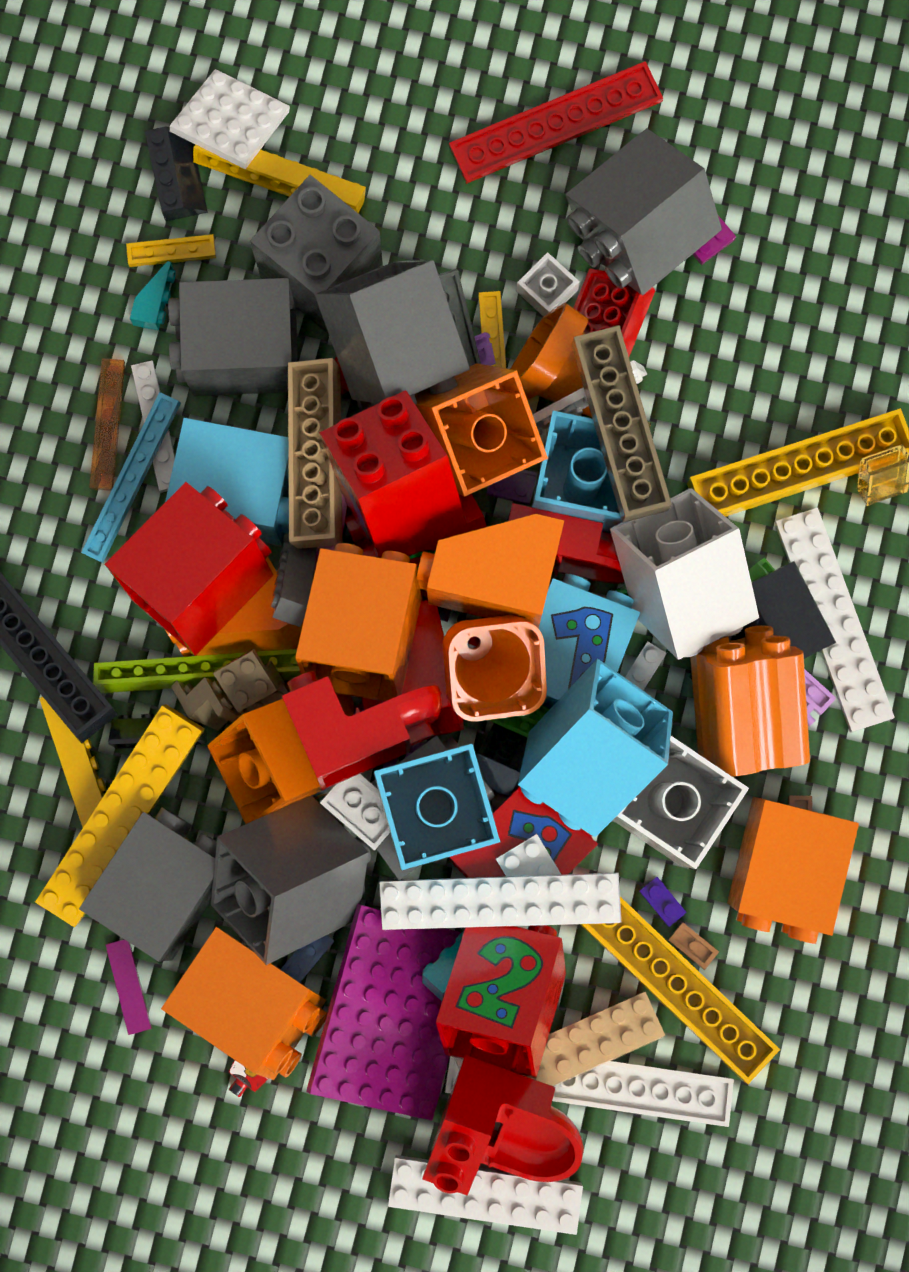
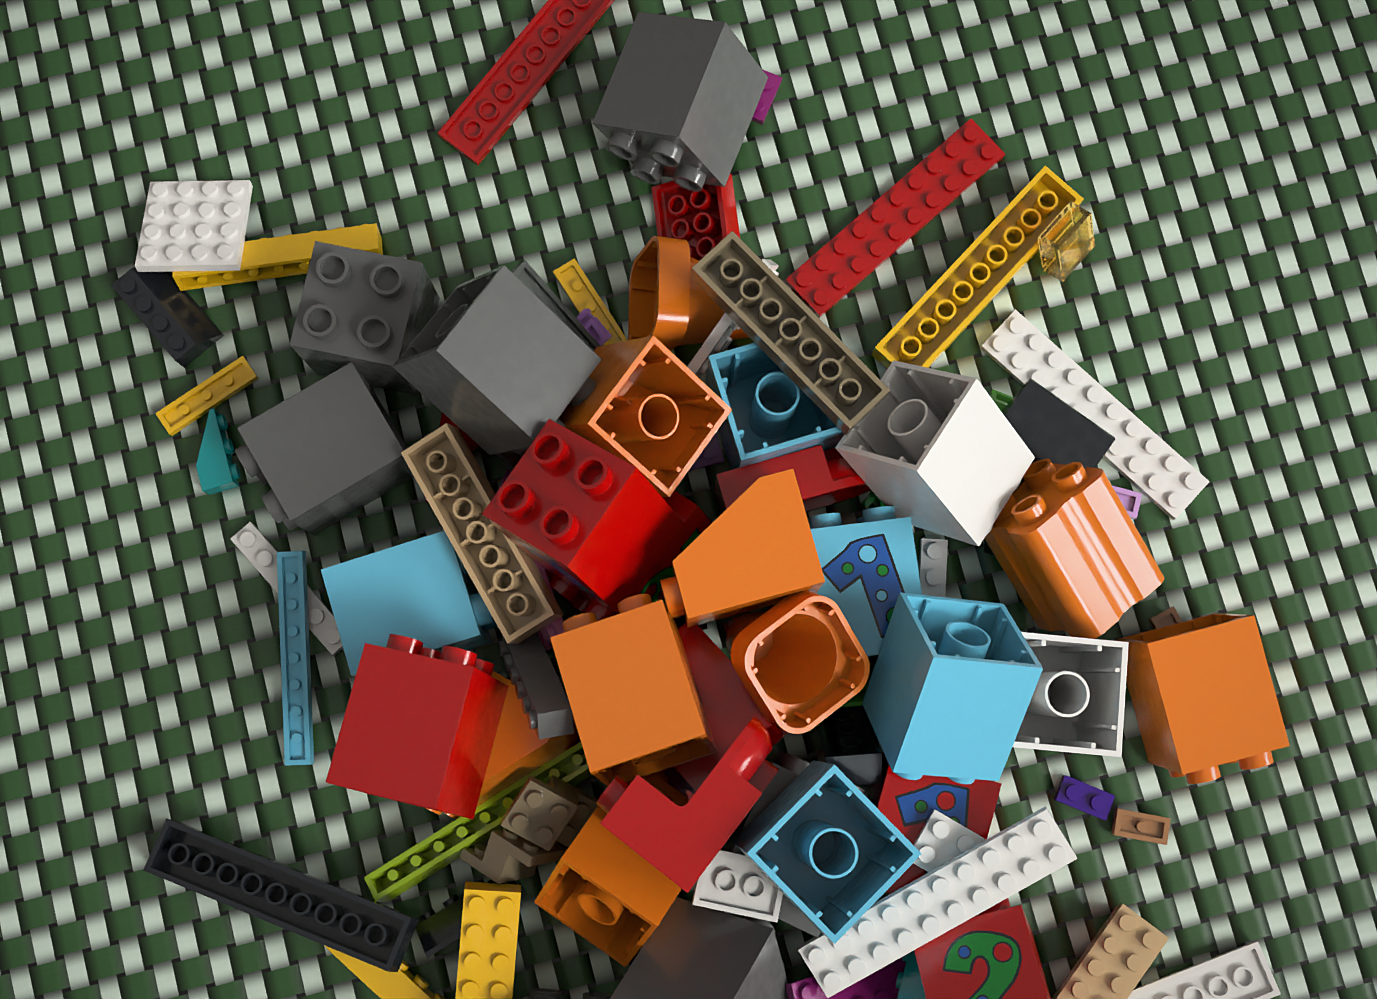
camera: 30 degrees left, 0 degrees up
(107, 424) = (239, 614): clear orange plate -> none
(547, 285) = (620, 227): white brick -> none
(685, 993) = (1174, 883): yellow brick -> none
(764, 389) = (894, 218): none -> red plate

